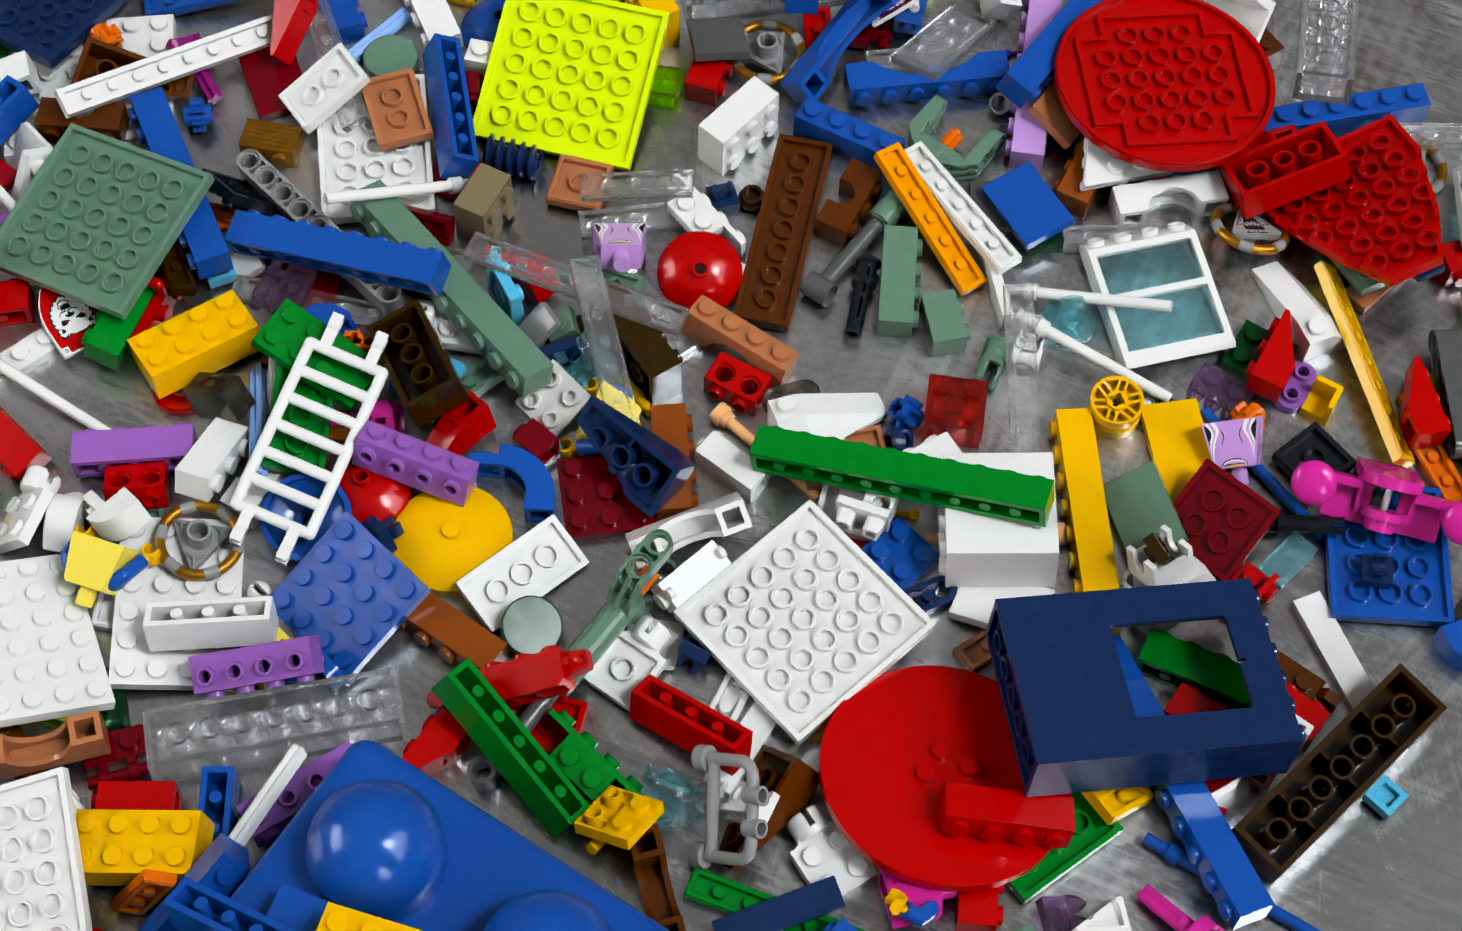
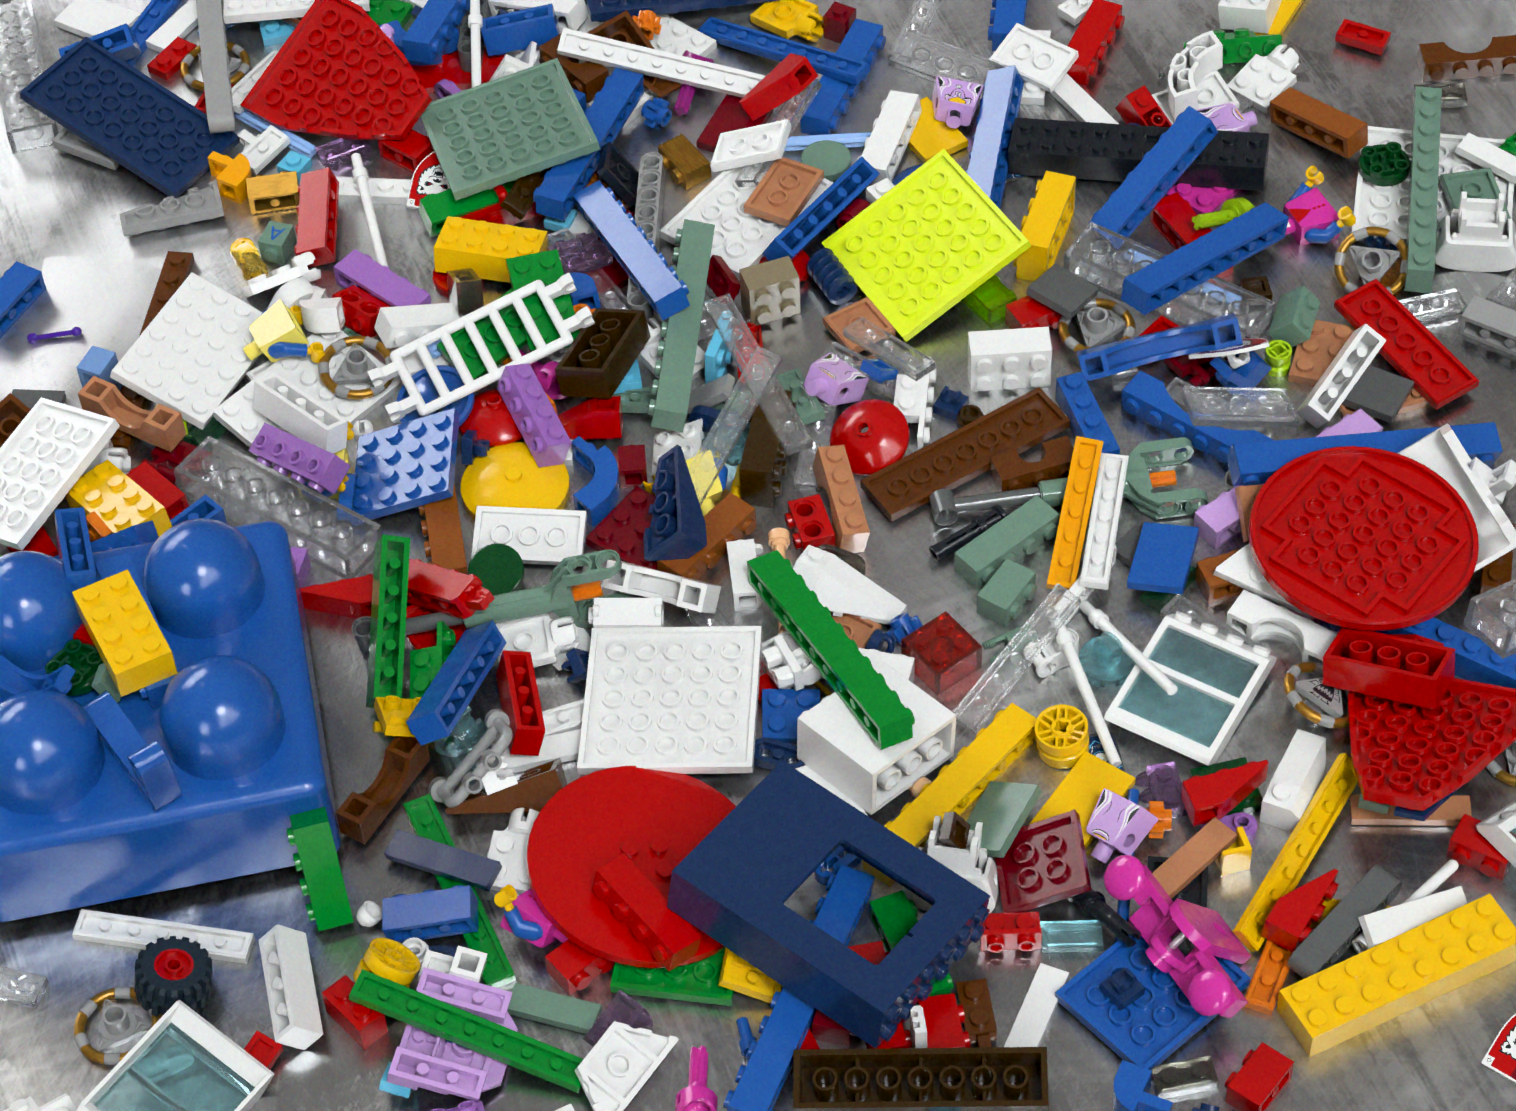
camera: 50 degrees right, 10 degrees down
(452, 185) = (707, 234): white bar -> none
(635, 754) = (456, 683): none -> blue brick
(650, 210) = (878, 370): none -> blue plate
(1307, 423) = (1194, 856): none -> nougat tile

